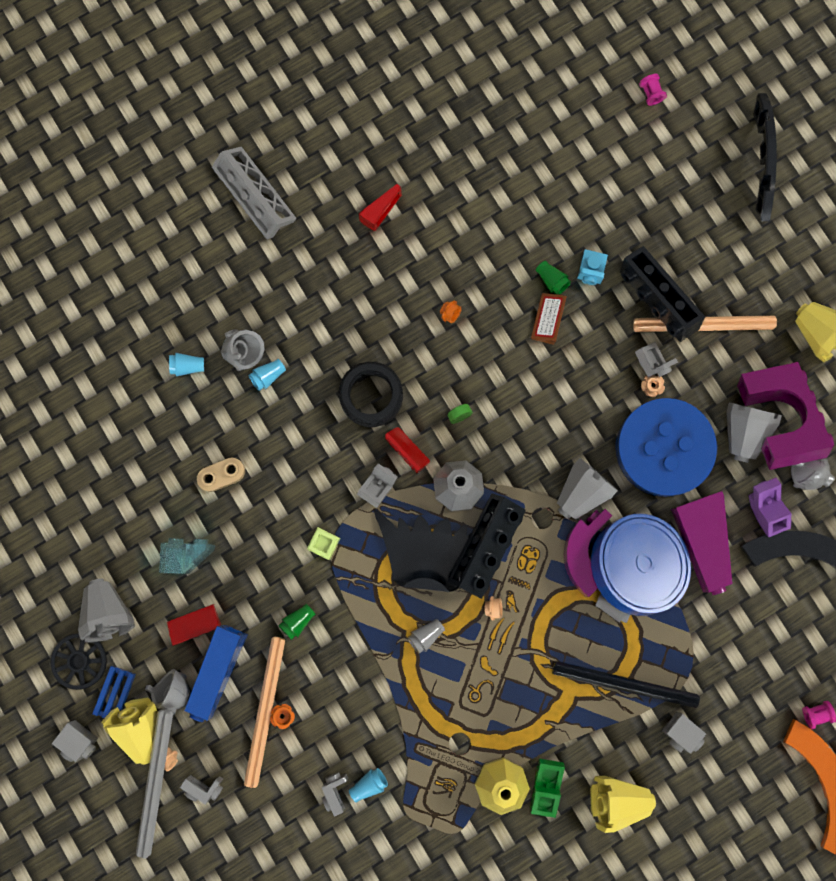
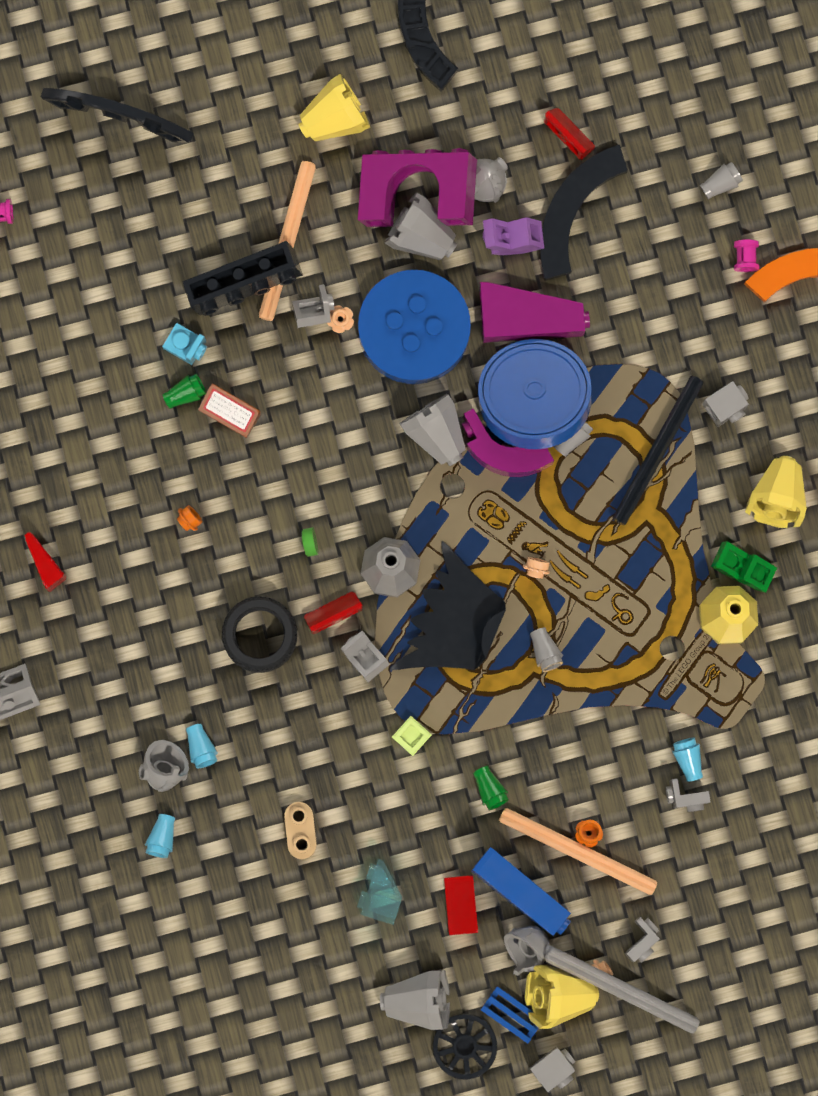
camera: 80 degrees left, 0 degrees up
(487, 545) = (466, 554): black brick -> none

